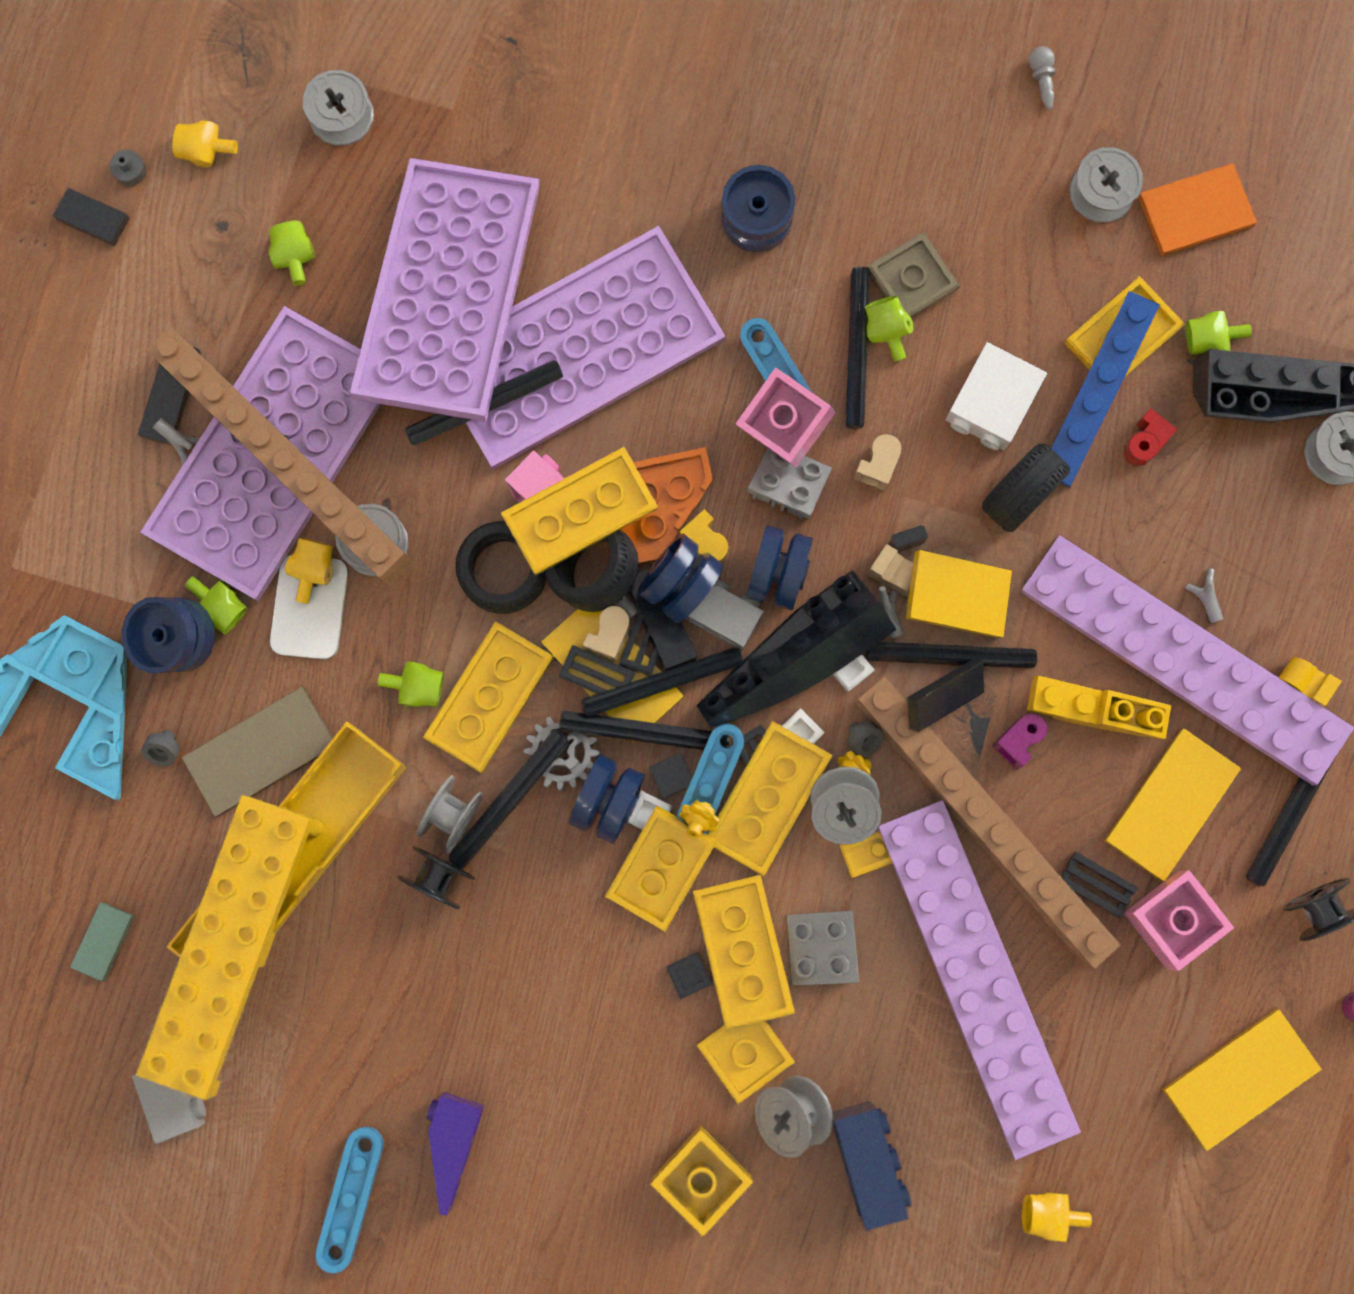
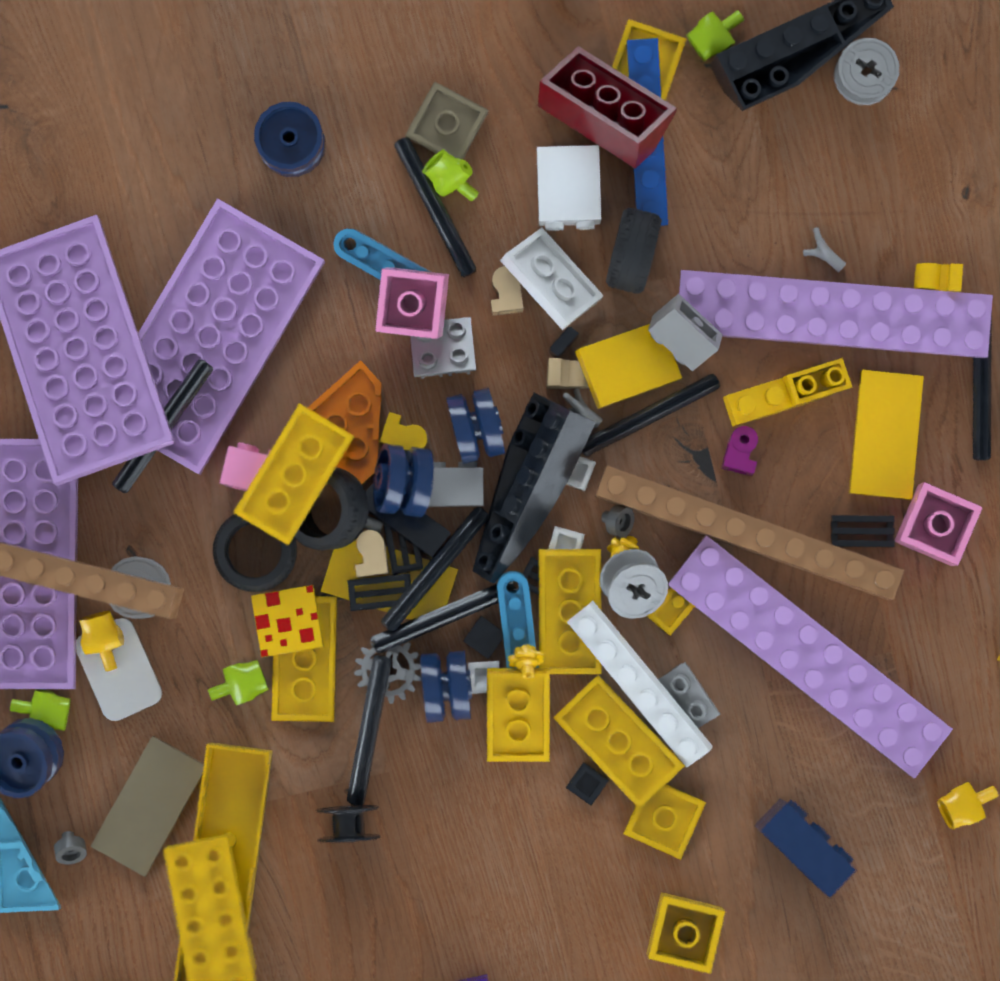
camera: 30 degrees left, 5 degrees up
(449, 814) = (329, 768): light grey piece -> none
(493, 651) = (287, 621): none -> yellow tile
(793, 1116) = (728, 844): light grey piece -> none
(796, 908) = (640, 684): none -> white plate
(931, 472) = (551, 278): none -> white plate
(945, 695) = (663, 452): black tile -> none
(1031, 594) = (685, 332): none -> light grey brick
(1074, 340) = (605, 106): none -> dark red slope
(1149, 442) = (710, 156): red leg -> none

